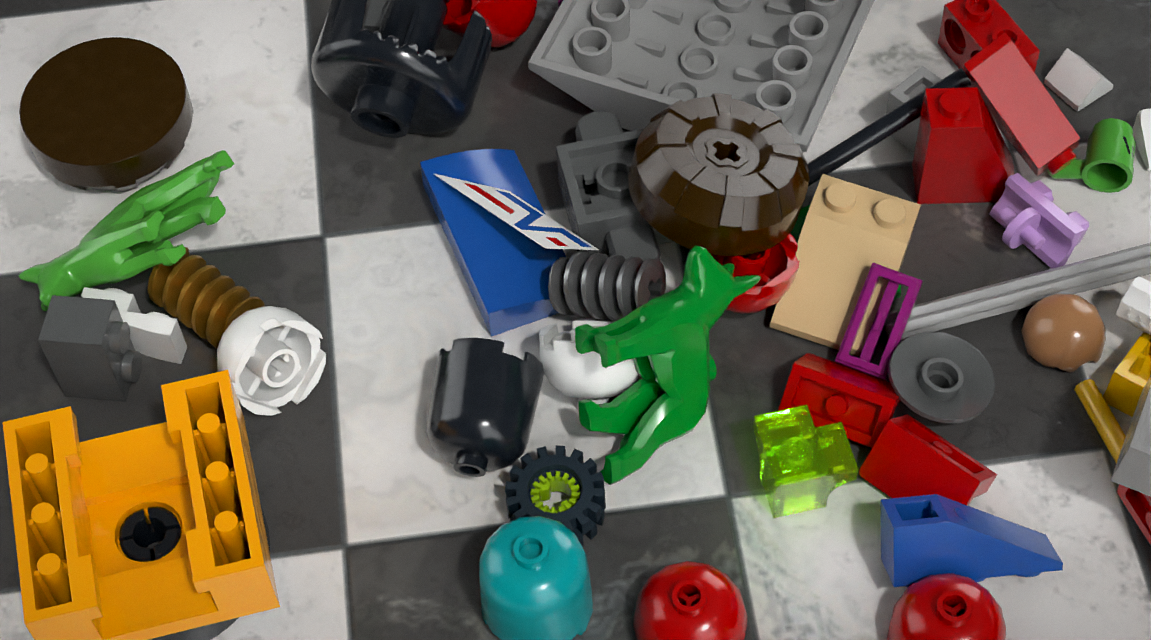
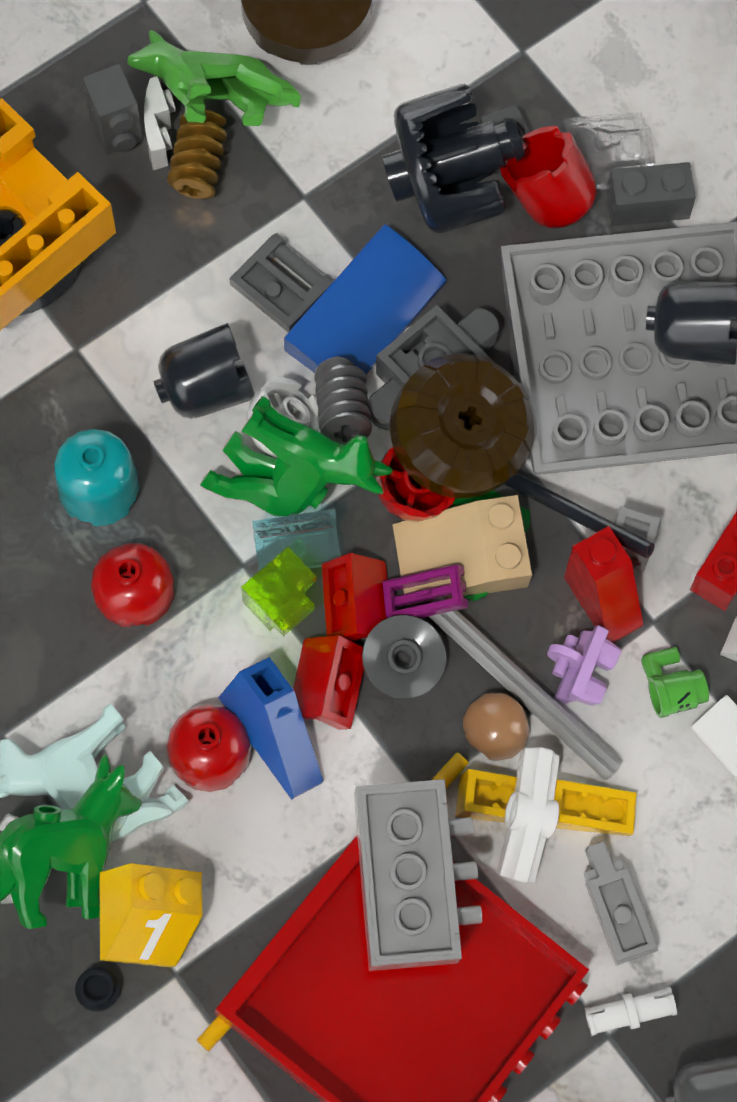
camera: 55 degrees right, 15 degrees up
(271, 358) = (169, 222): white cylinder -> none
(418, 305) = (272, 289): none -> dark grey plate
(520, 215) = (369, 313): white sticker -> none
(561, 474) = (179, 439): black bush -> none
(728, 438) = (308, 535): none -> clear light blue panel
(1022, 107) = (658, 603): slope -> none

